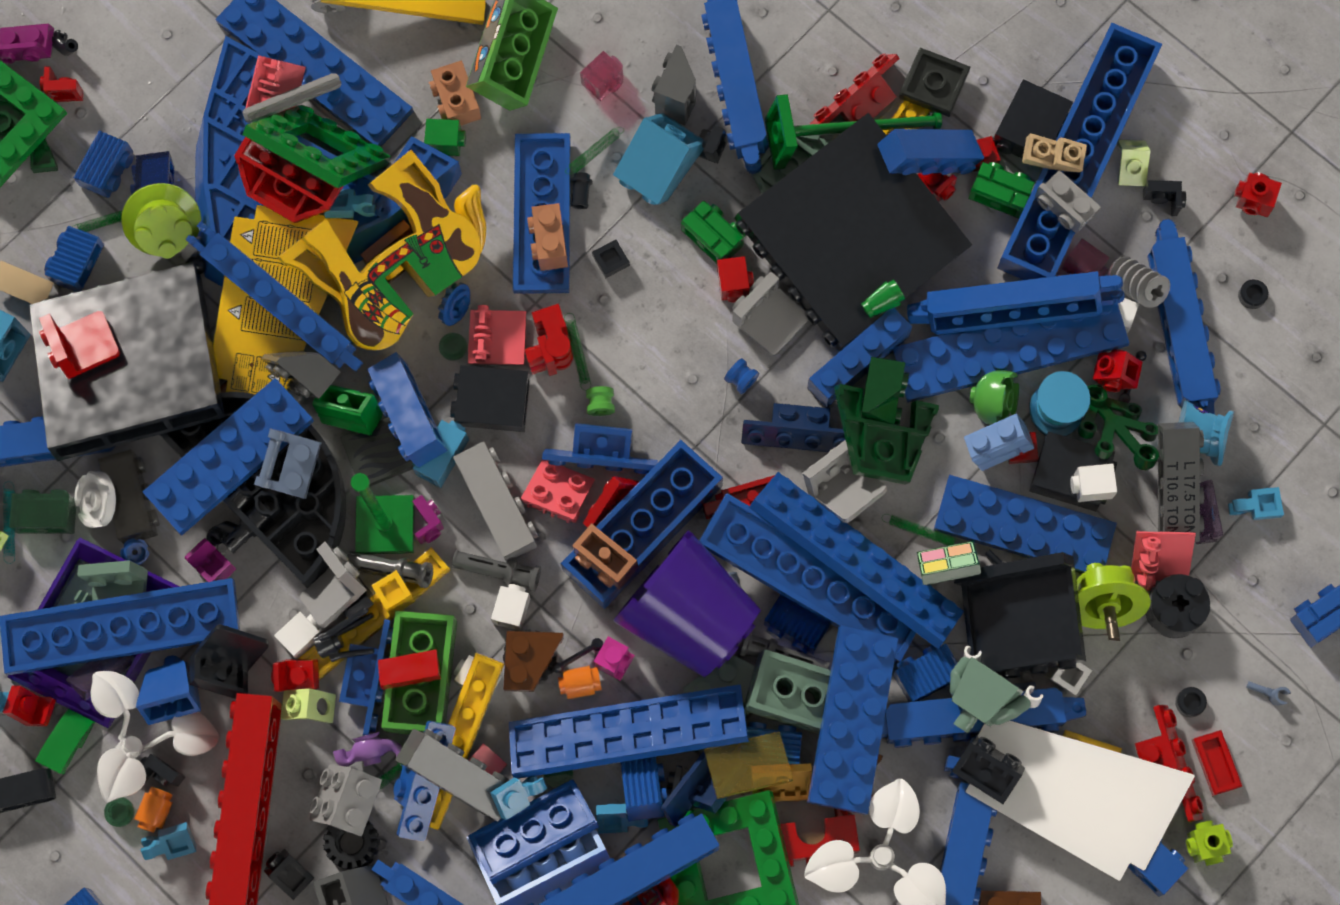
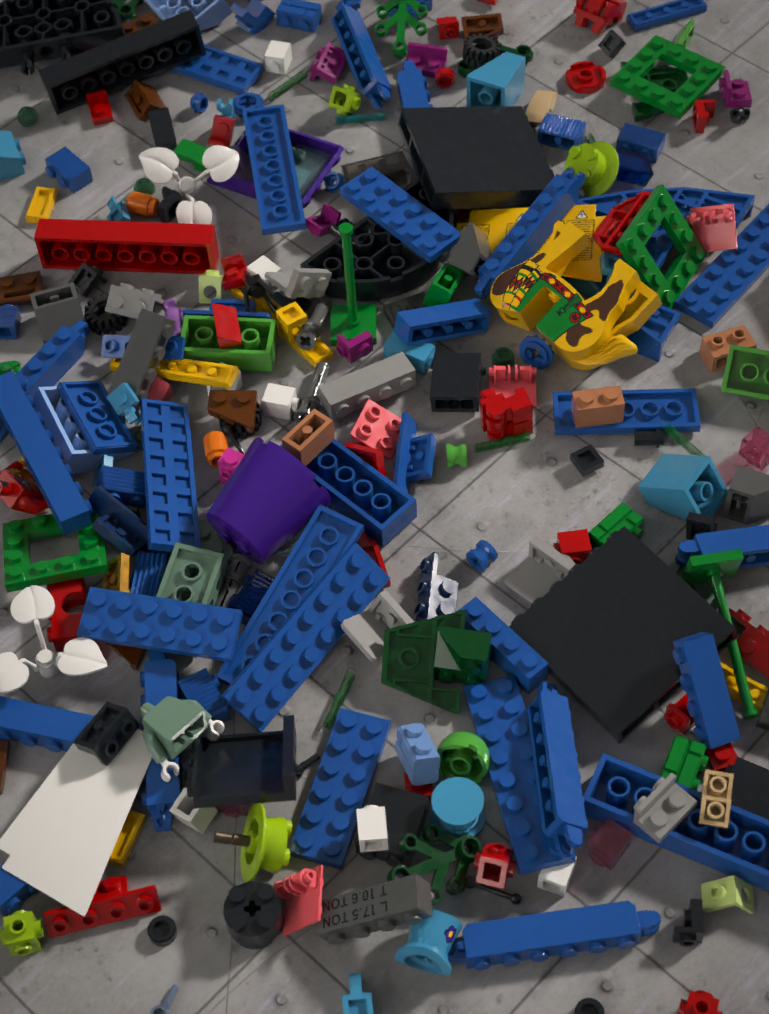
camera: 90 degrees right, 20 degrees down
(43, 512) = (364, 131): clear green brick -> none
(79, 344) = (481, 118): bracket -> none
(95, 499) = (379, 151): white tile -> none
(114, 578) = (308, 167): sand green bracket -> none
(167, 692) = (225, 200): blue torso -> none
(224, 660) = (241, 226): black bracket -> none
(292, 98) = (703, 233): light grey axle -> none
(297, 467) = (392, 249): sand blue plate -> none
(445, 136) = (687, 342): green brick -> none
(748, 765) = (128, 549): clear yellow piece -> none
(883, 299) = (554, 653): green cone -> none
(948, 563) = (301, 709): tile -> none
(1141, 282) = (588, 885): light grey piece -> none
(1210, 513) = (350, 951): clear purple slope -> none
(1216, 763) = (101, 952): red tile -> none

